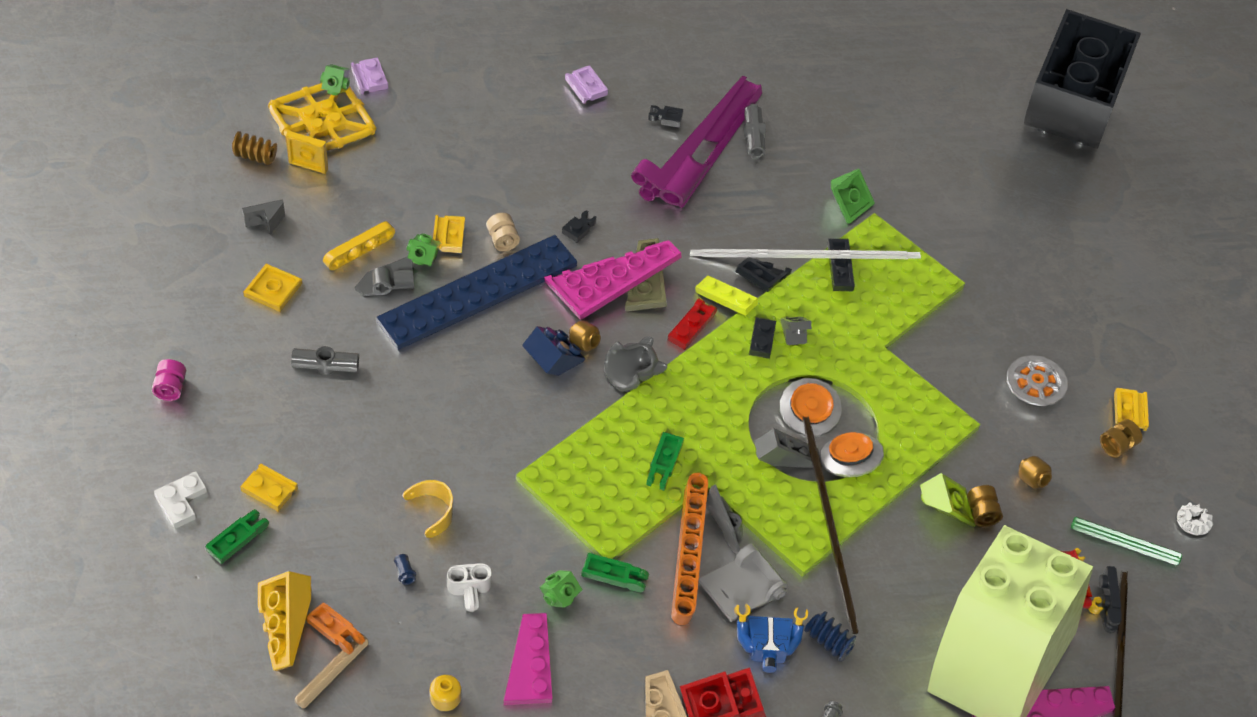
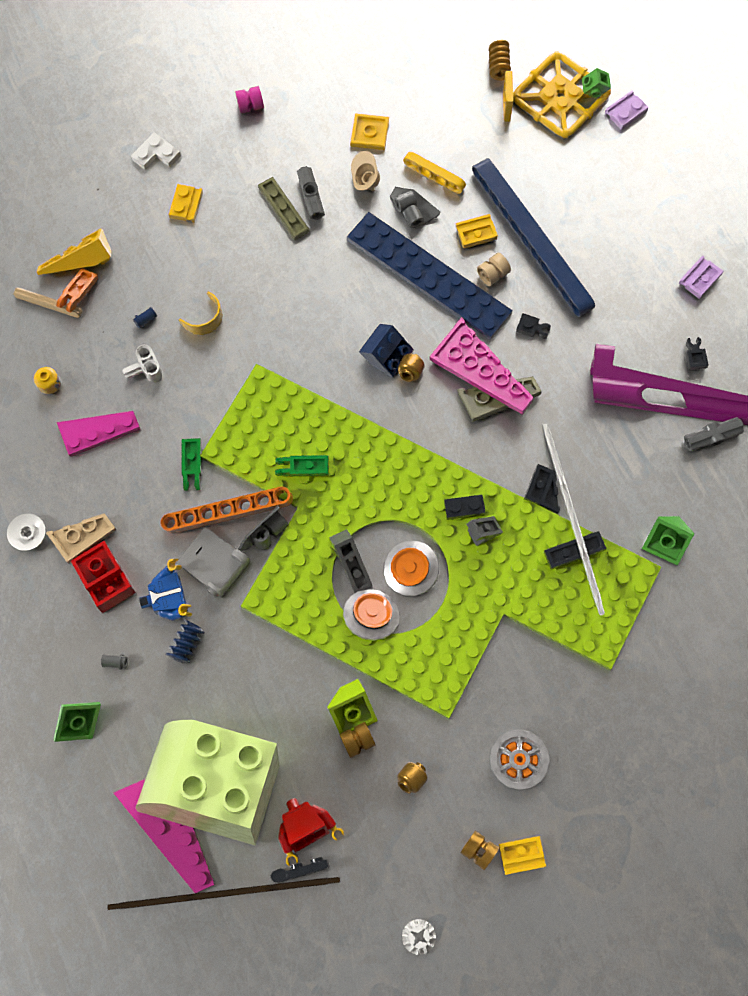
camera: 80 degrees right, 20 degrees up
(236, 536) = (134, 199): green hinge -> none
(269, 213) = (436, 98): dark grey slope -> none
(327, 394) = (283, 208): none -> olive tile
(328, 300) = (365, 171): none -> tan piece
(423, 249) = (446, 218): bright green brick -> none
(476, 191) = (533, 237): none -> dark blue beam
(560, 589) = (159, 428): bright green brick -> none
(632, 364) = (394, 413): dark grey hair -> none
(692, 324) = (463, 448): red plate -> none
(726, 295) = (503, 465): neon yellow plate -> none
(830, 526) = (293, 612): dark brown piece -> none
(1127, 541) = (370, 876): axle -> none

